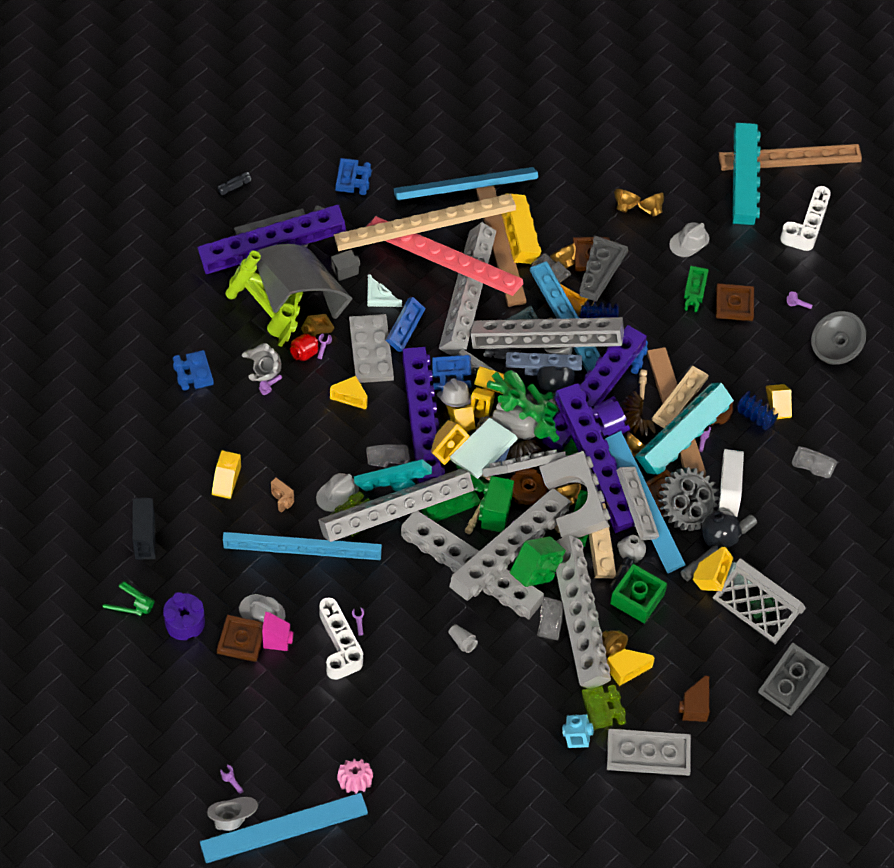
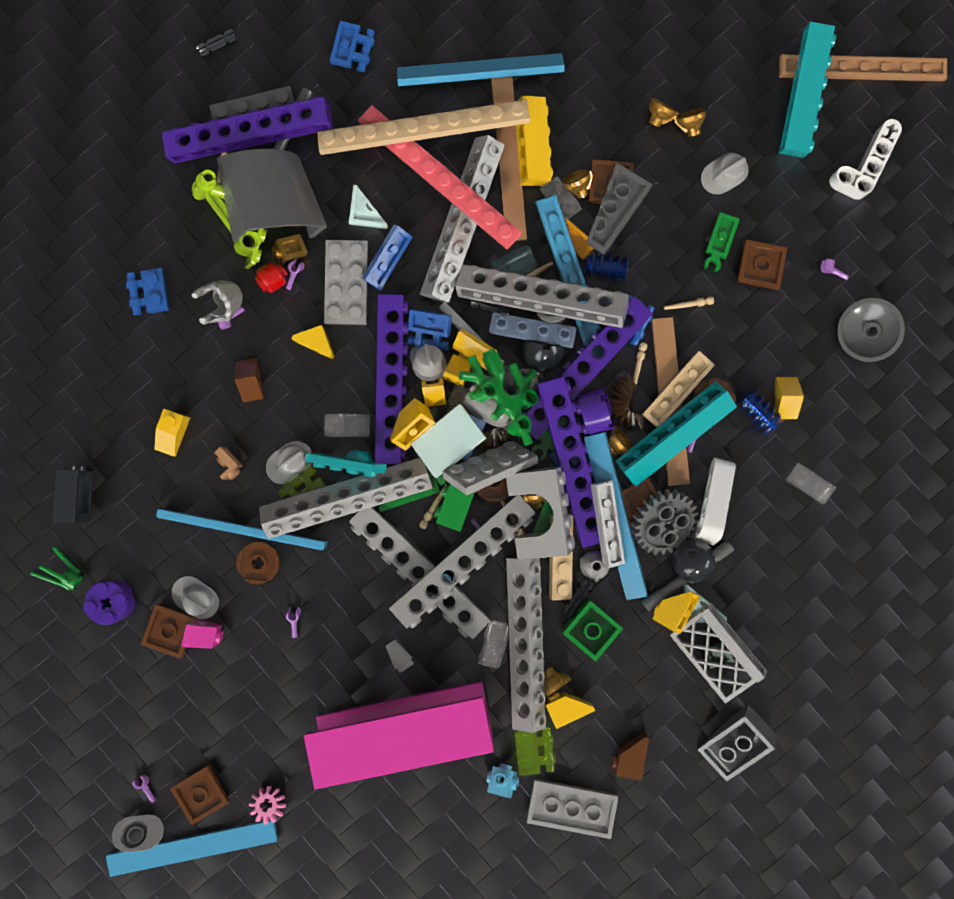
camera: 10 degrees right, 30 degrees up
(287, 777) = (200, 794): none -> reddish brown plate
(293, 431) = (248, 380): none -> reddish brown slope
(319, 584) = (250, 571): none -> reddish brown plate
(338, 635) = (267, 640): white beam -> none
(345, 265) = (329, 170): dark grey brick -> none
(478, 681) = (399, 735): none -> dark pink piece
(537, 561) = (488, 588): green brick -> none
(687, 335) = (698, 302): none -> tan piece

